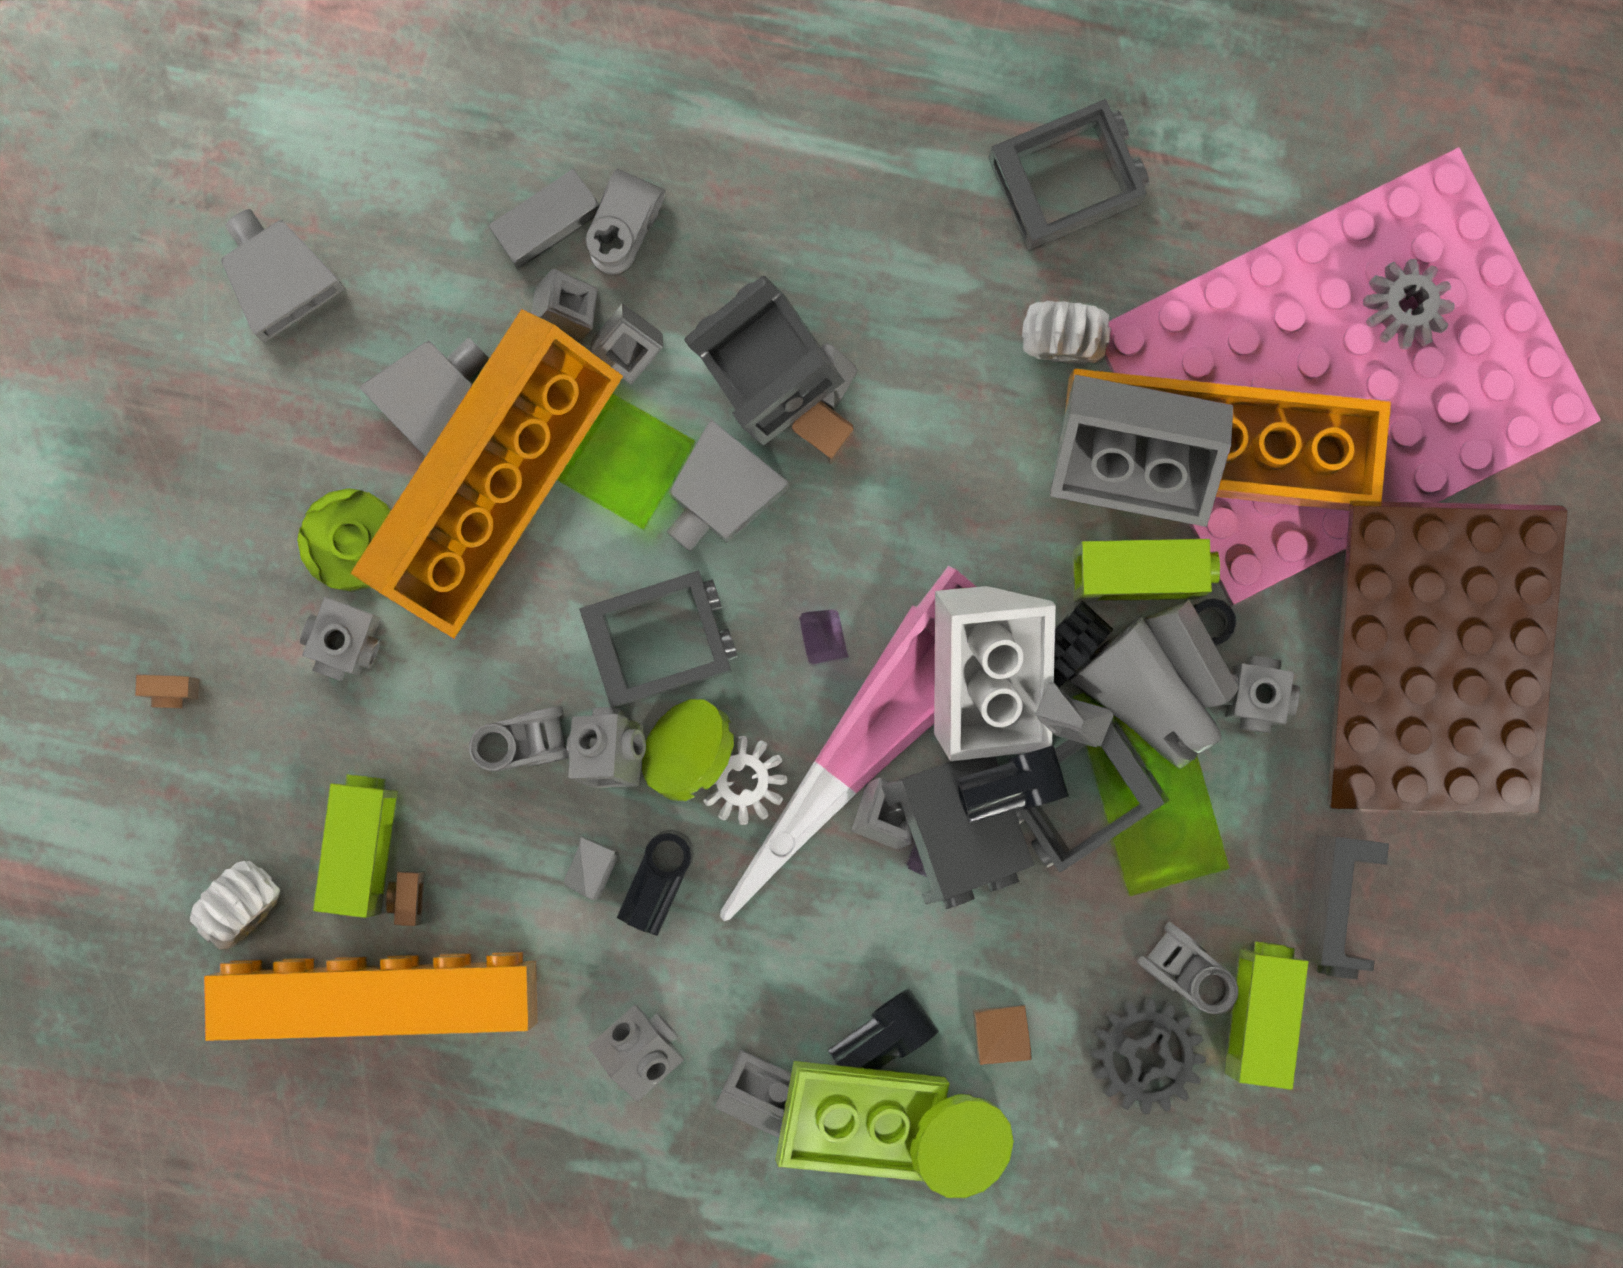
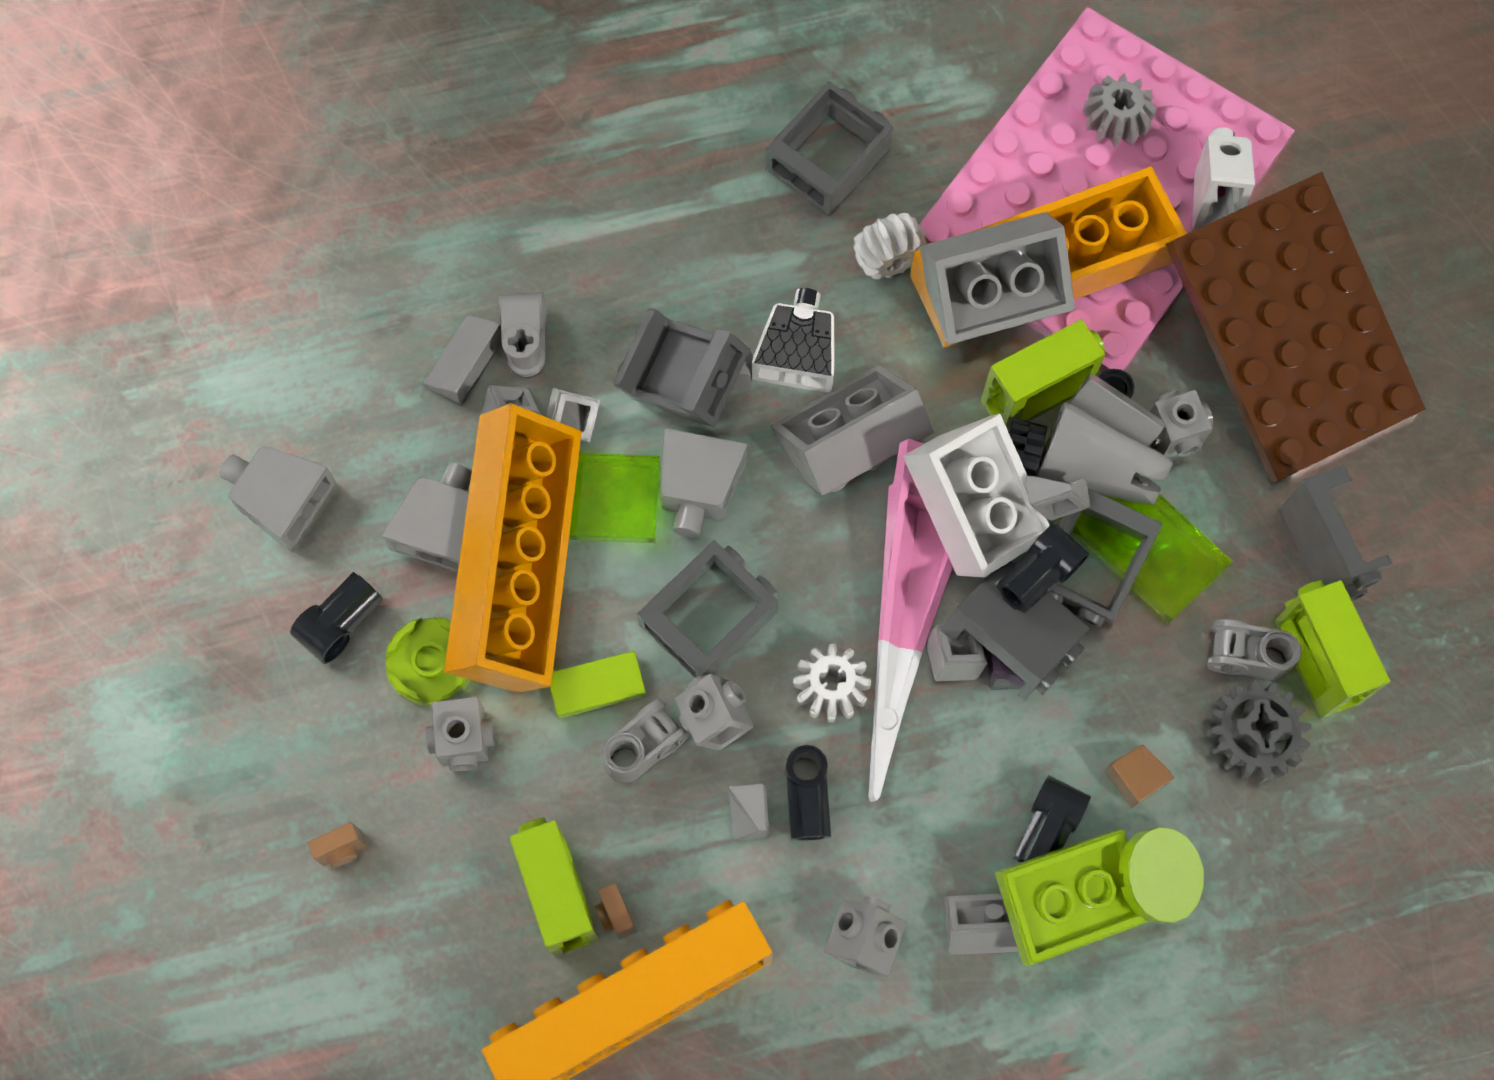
camera: 25 degrees left, 15 degrees down
(234, 904) = (476, 988): white gear -> none
(261, 451) = (328, 627): none -> black piece
(506, 654) = (597, 685): none -> lime tile
(687, 749) = (777, 678): lime tile -> none
(823, 637) = (832, 550): clear purple slope -> none
(824, 430) = (754, 396): medium nougat slope -> none
(907, 390) = (797, 345): none -> torso
(913, 516) = (853, 429): none -> light grey slope
(1468, 449) = (1224, 163): none -> white torso

